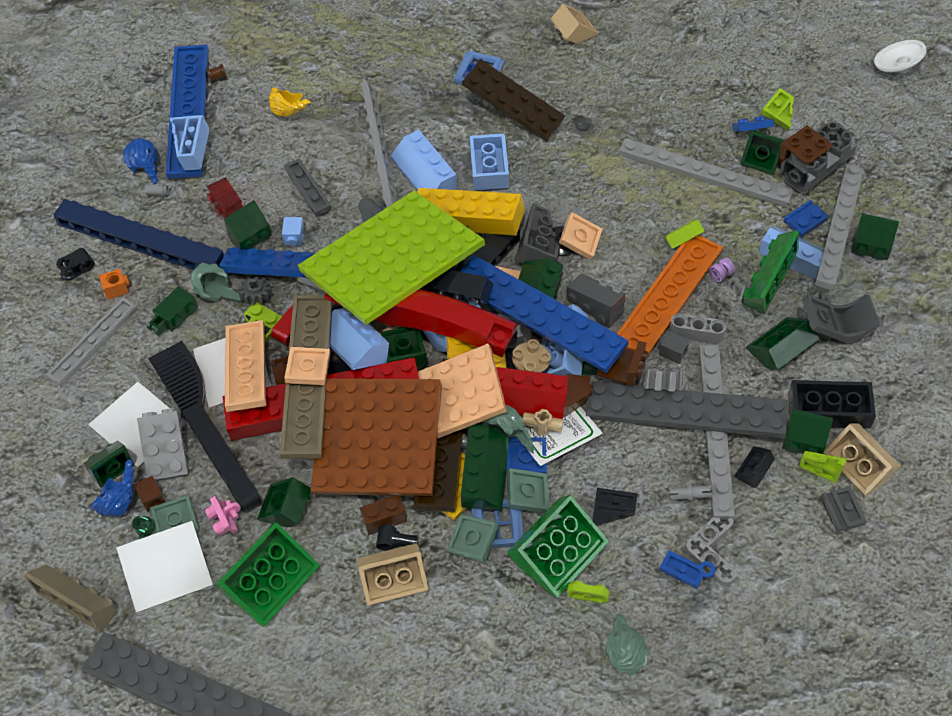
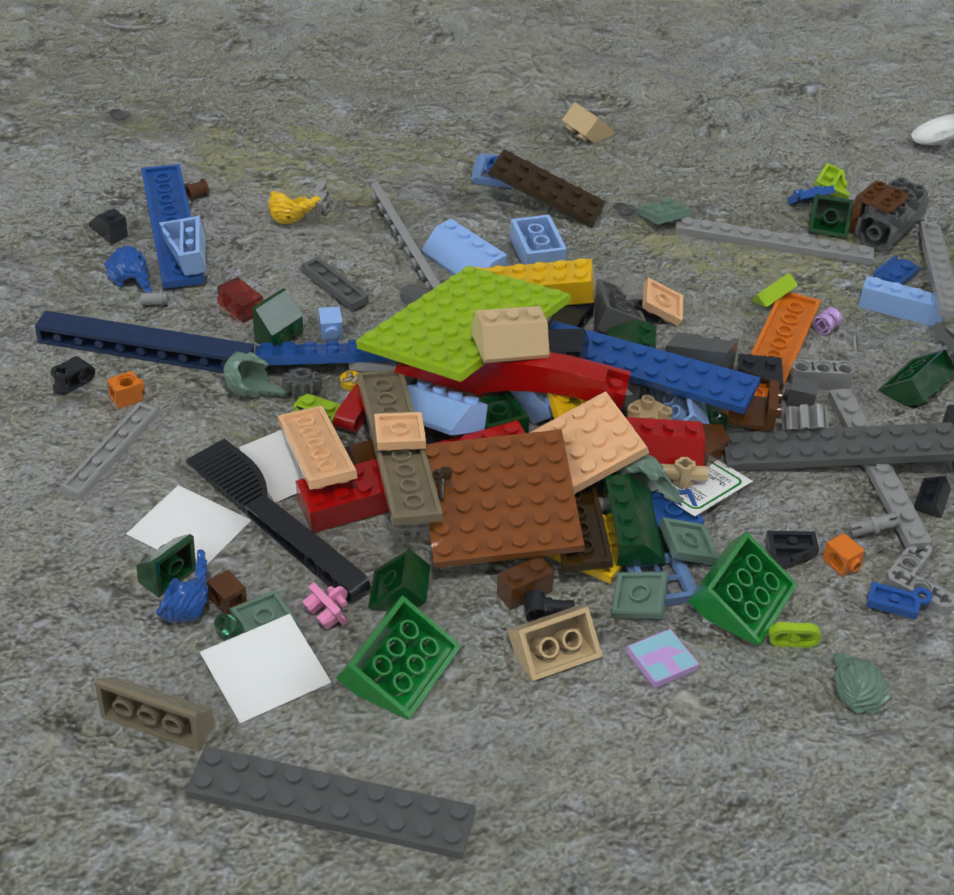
camera: 15 degrees left, 15 degrees down
(137, 109) = (110, 226): none -> black slope
(162, 444) = (232, 536): light grey bracket -> none
(172, 311) = (206, 409): dark green brick -> none
(296, 289) = (348, 380): none -> yellow tile
(317, 90) = (322, 206): none -> light grey slope
(329, 414) = (442, 475): none -> dark brown hand
(415, 285) = (511, 334): none -> tan slope
(475, 598) = (662, 658): none -> tile
(613, 132) = (664, 211): none -> sand green plate
(644, 319) = (765, 367): none -> black wing
(654, 519) = (843, 555): none -> orange brick
(772, 271) = (886, 309): green slope -> none

